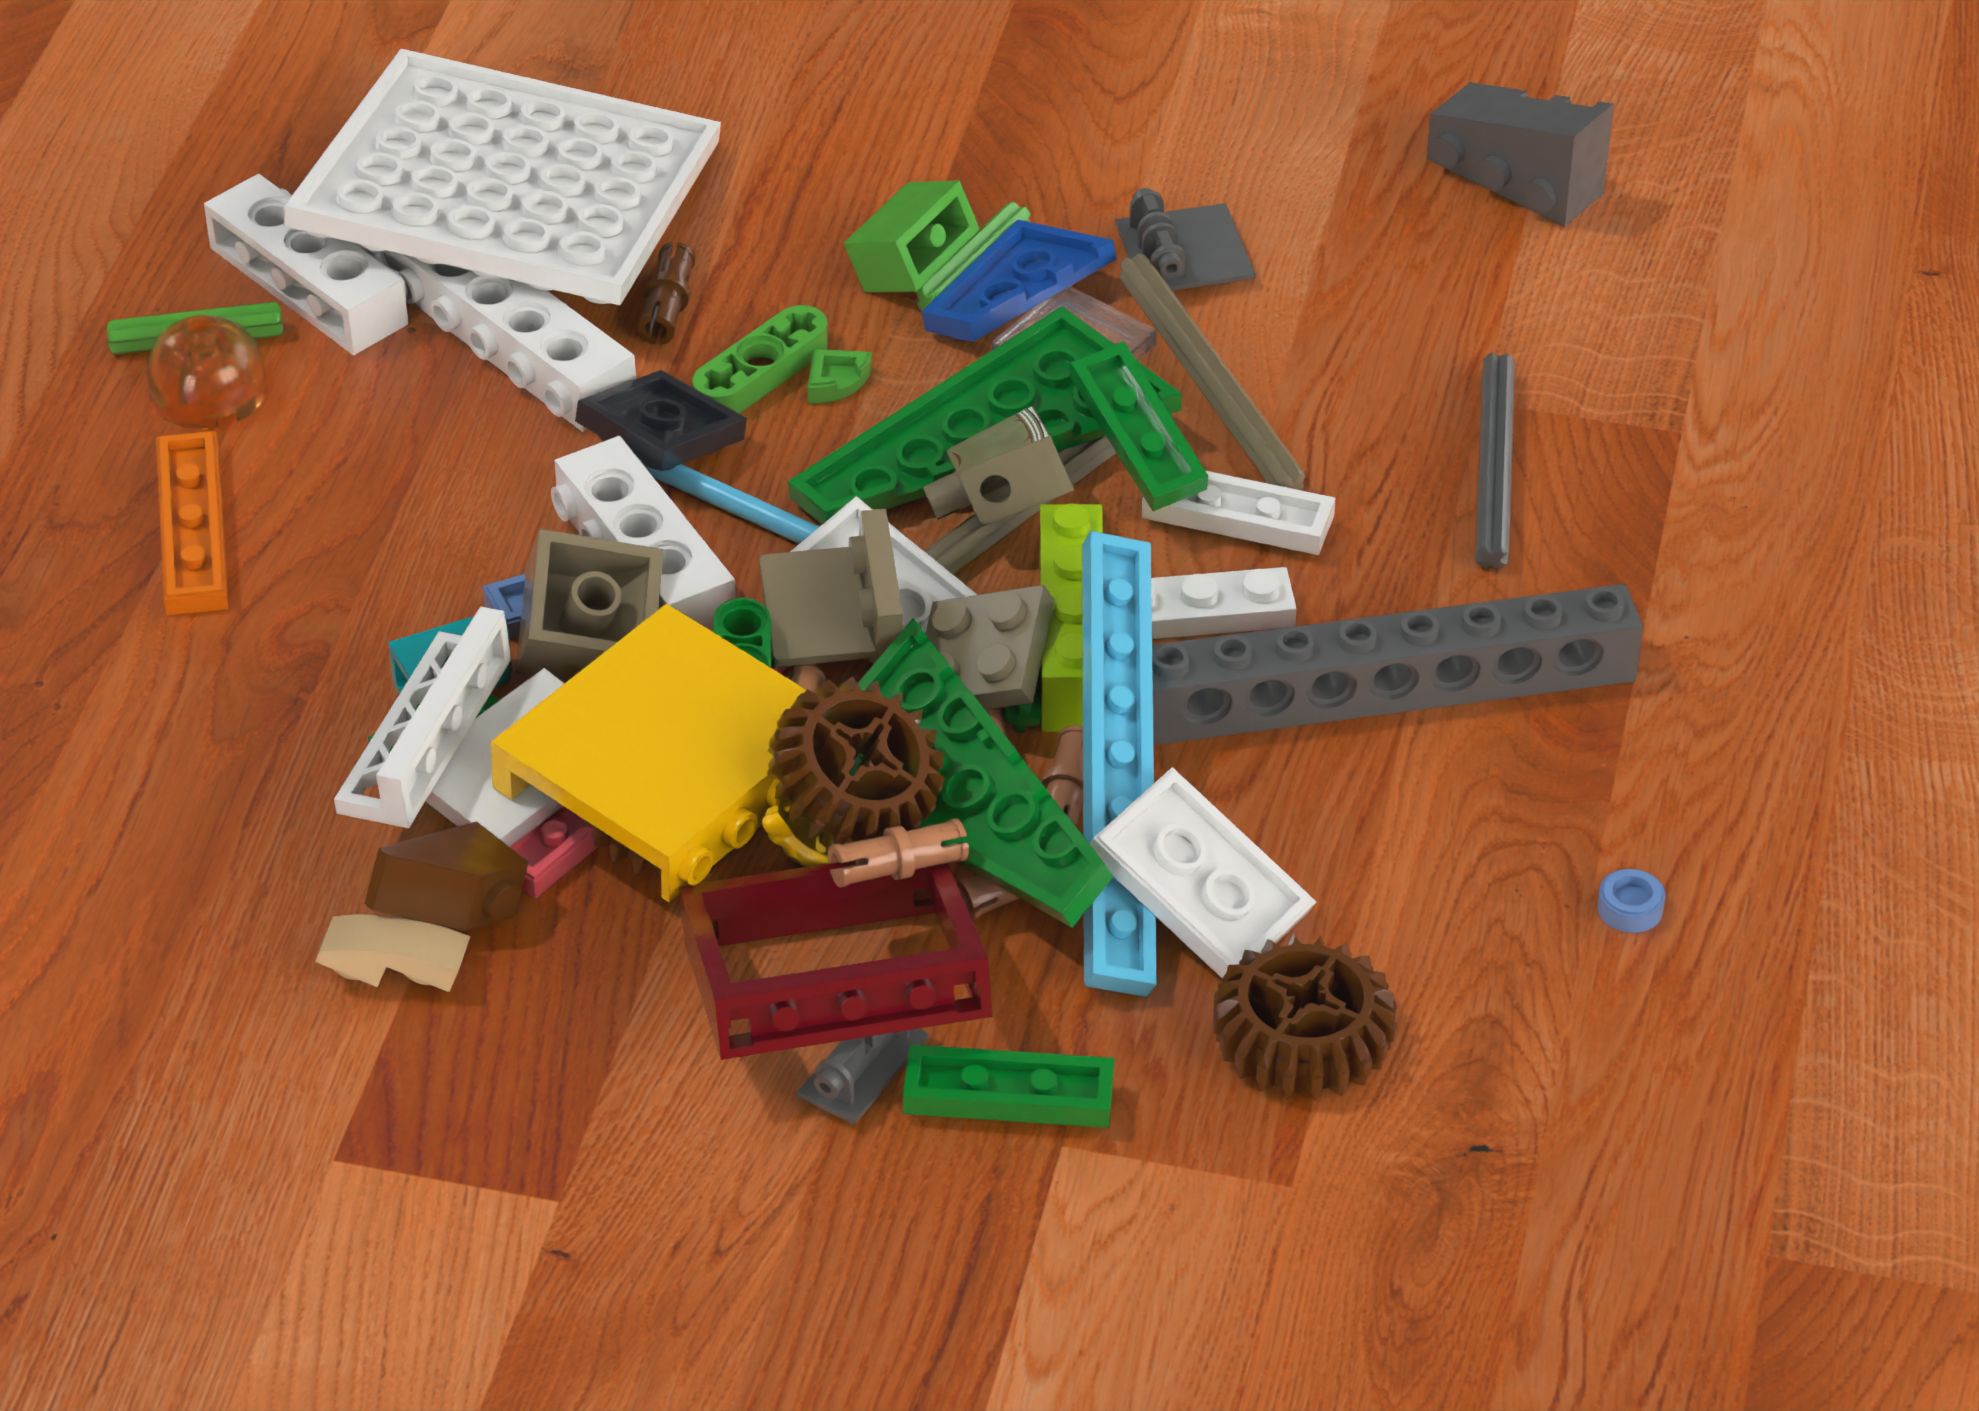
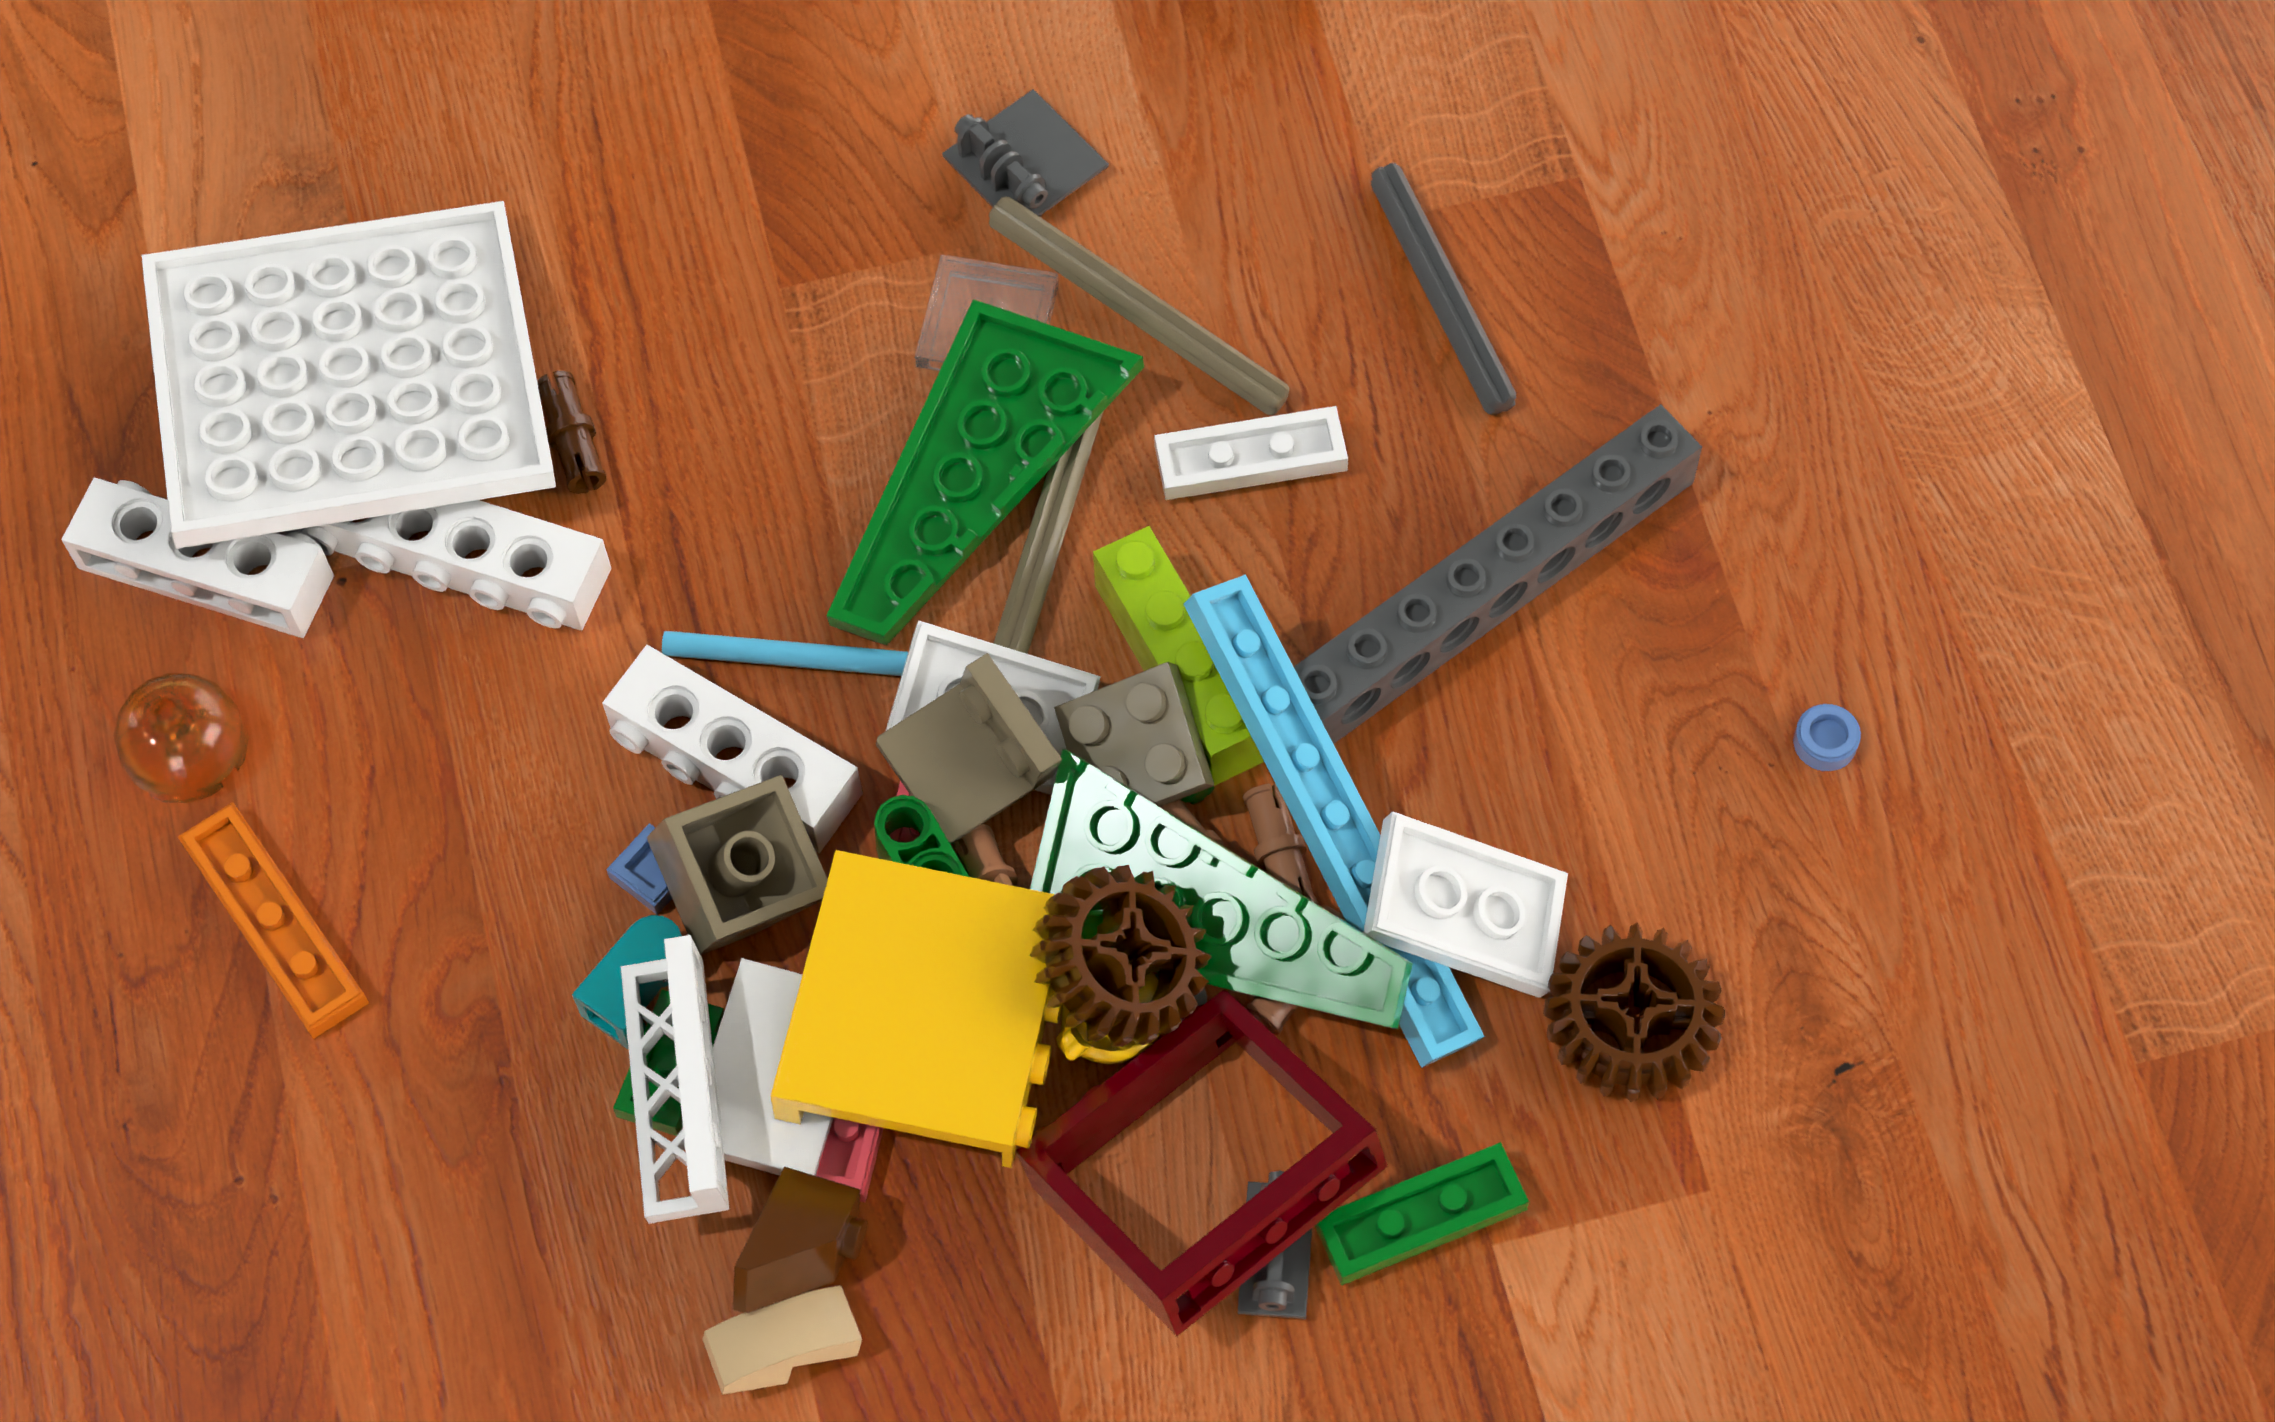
camera: 25 degrees left, 20 degrees up
(140, 333) = (110, 693): bright green axle -> none
(661, 420) = (665, 598): black plate -> none
(783, 338) = (714, 499): bright green beam -> none
(837, 374) = (786, 456): bright green tile -> none
(898, 853) = (1208, 1031): nougat pin -> none
(911, 236) = (774, 267): bright green brick -> none
(971, 251) = (836, 259): bright green axle -> none
(1013, 276) = (893, 271): blue wing -> none
(1019, 467) = (1035, 525): dark tan torso -> none
(1138, 426) = (1130, 417): green plate -> none
(1222, 603) = (1297, 561): white plate -> none

